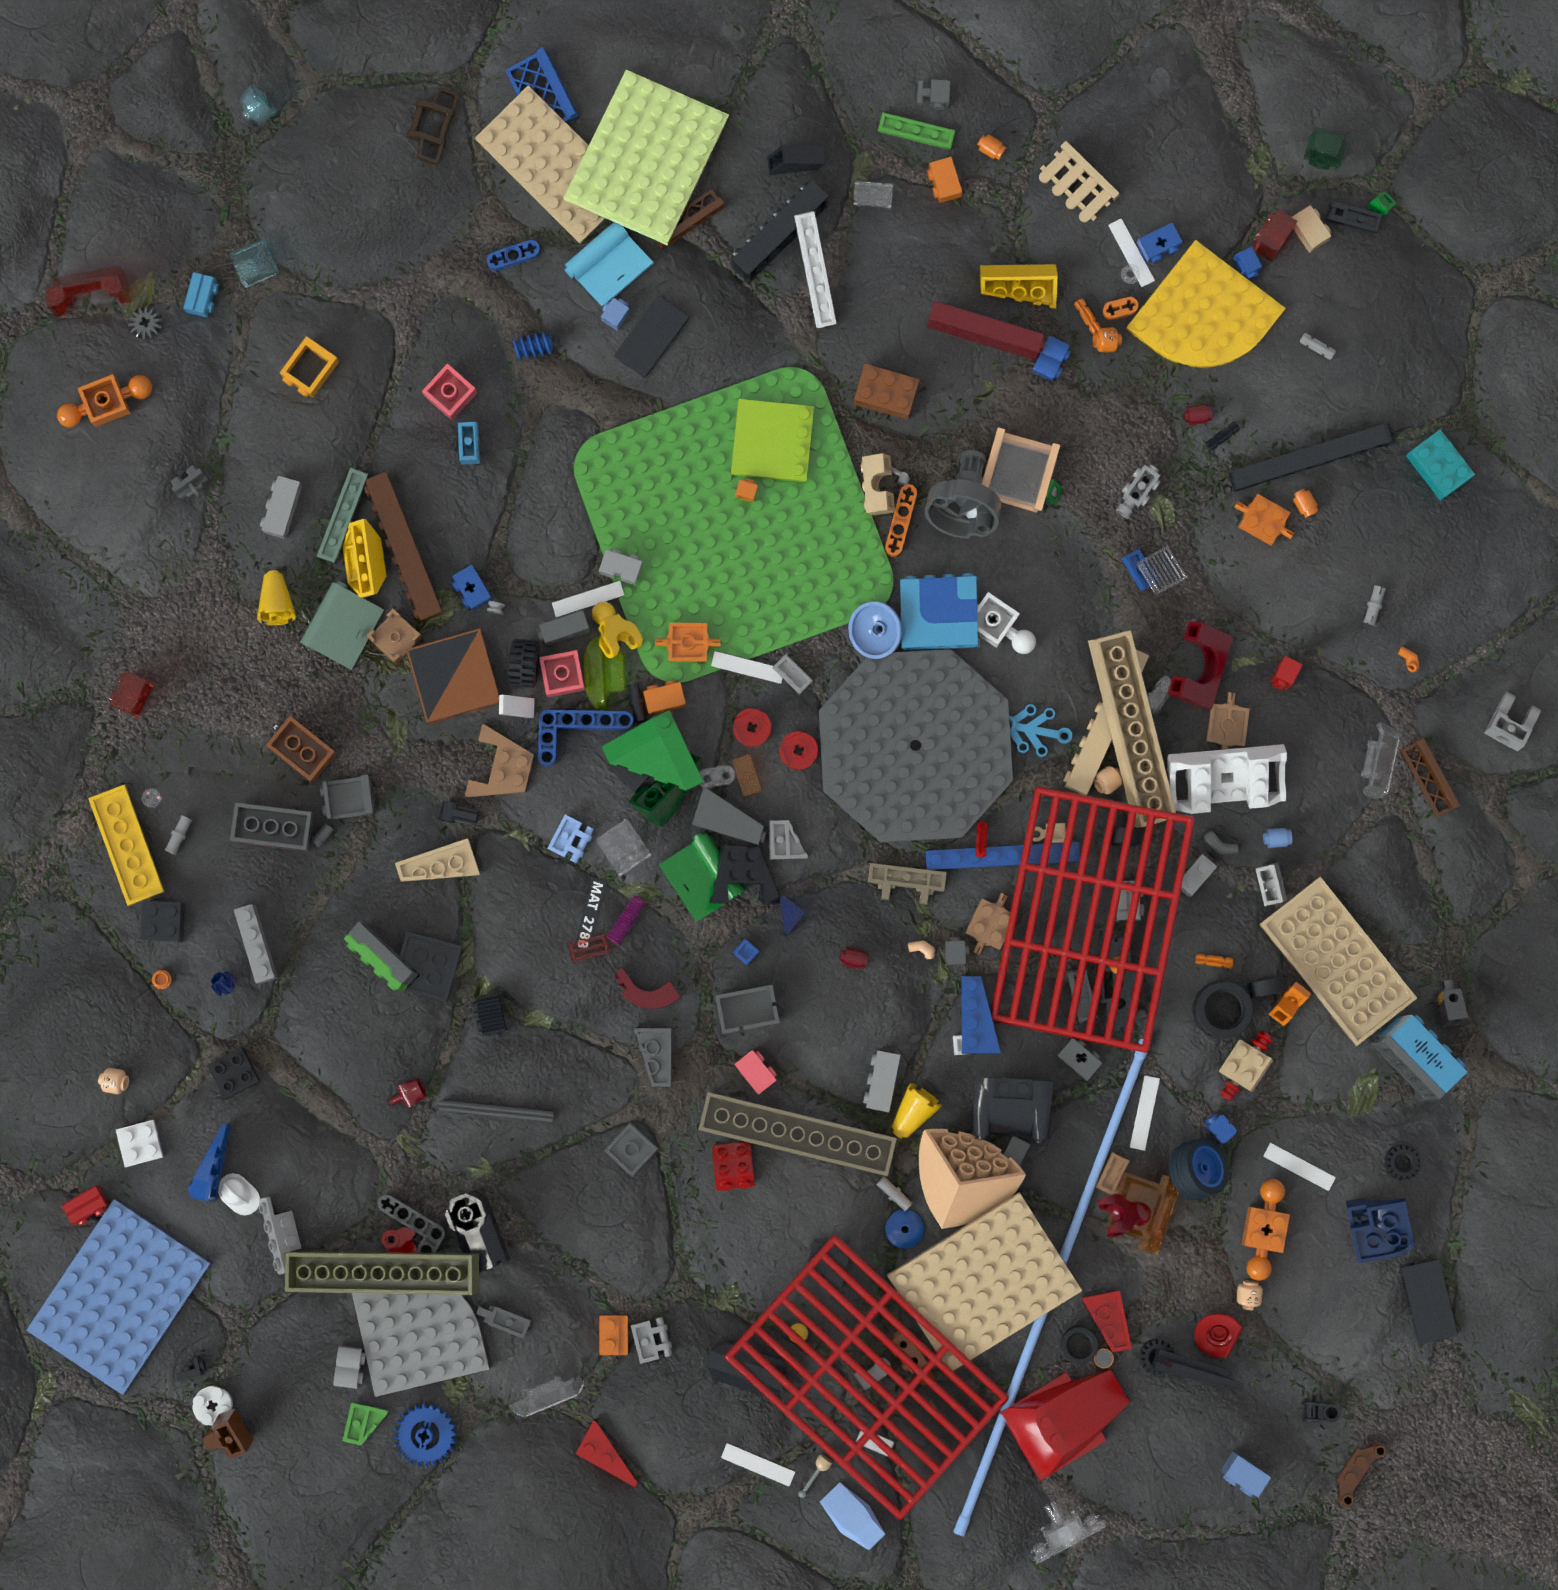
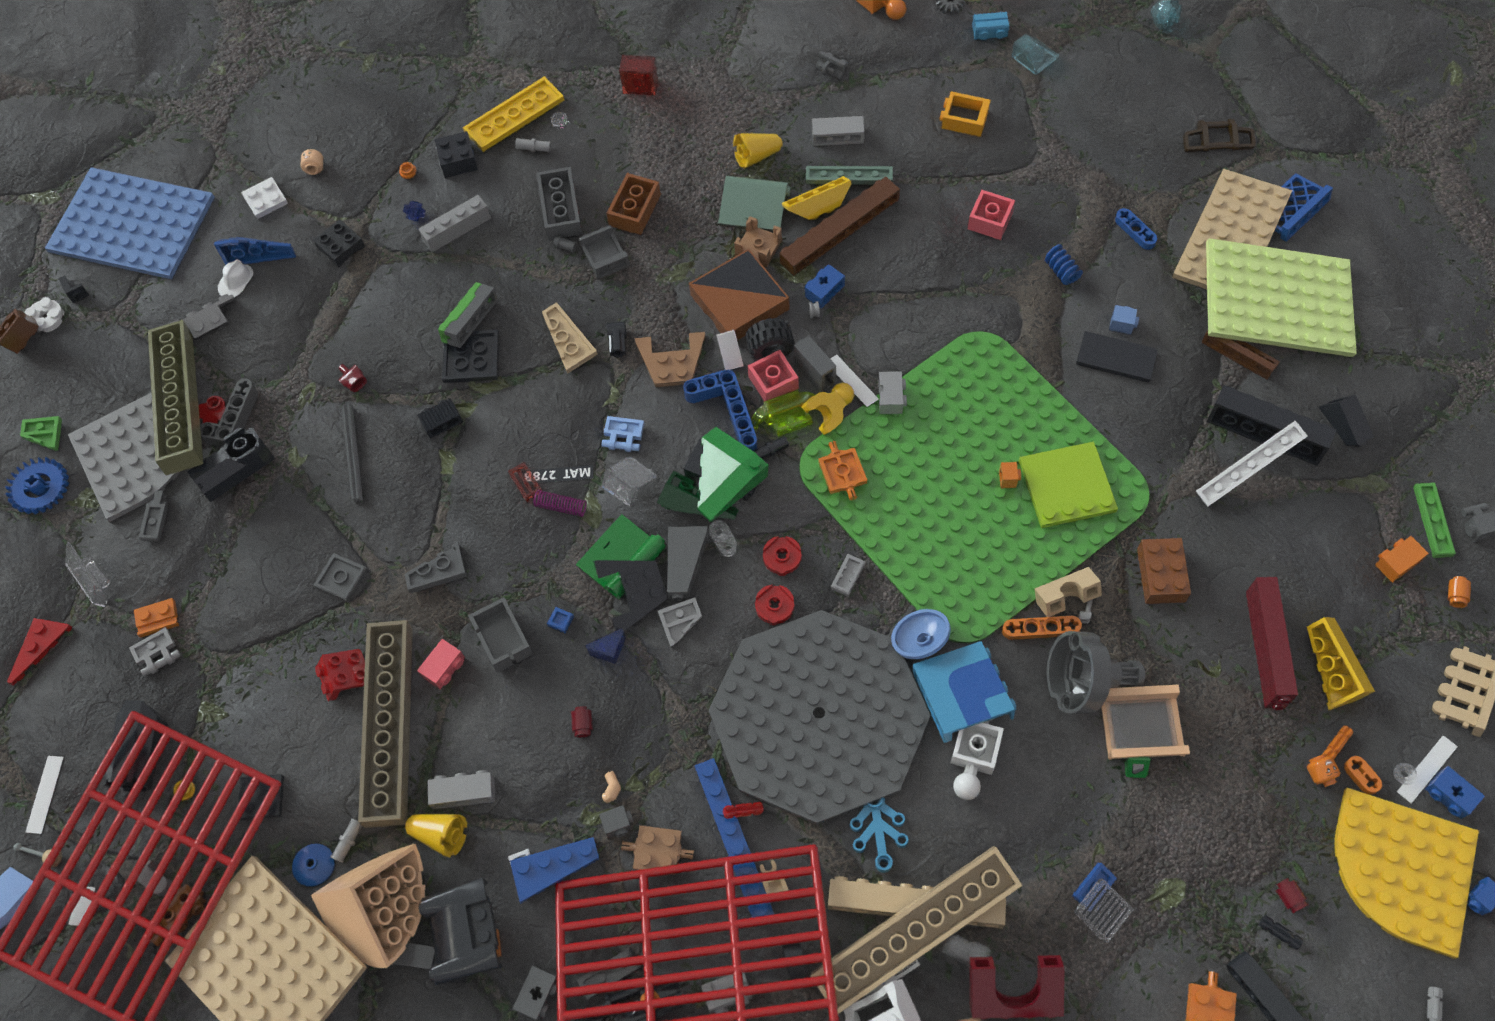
camera: 75 degrees right, 20 degrees down
(85, 1205) = (202, 175): red brick -> none
(348, 1367) = (91, 404): light grey brick -> none
(469, 443) = (952, 242): dark azure brick -> none
(606, 261) = (1167, 300): medium azure door -> none
(647, 999) = (488, 538): dark red arch -> none
(664, 698) = (783, 470): orange brick -> none
(745, 667) = (839, 530): white sticker -> none
(746, 775) = (734, 566): clear orange plate -> none
(873, 194) = (1351, 496): clear brick -> none
(922, 880) = (676, 732): dark tan hinge -> none
(1051, 358) = (1275, 719): blue brick -> none
(1108, 780) = (852, 925): light nougat head -> none
(1140, 488) = (1183, 855): light grey brick -> none

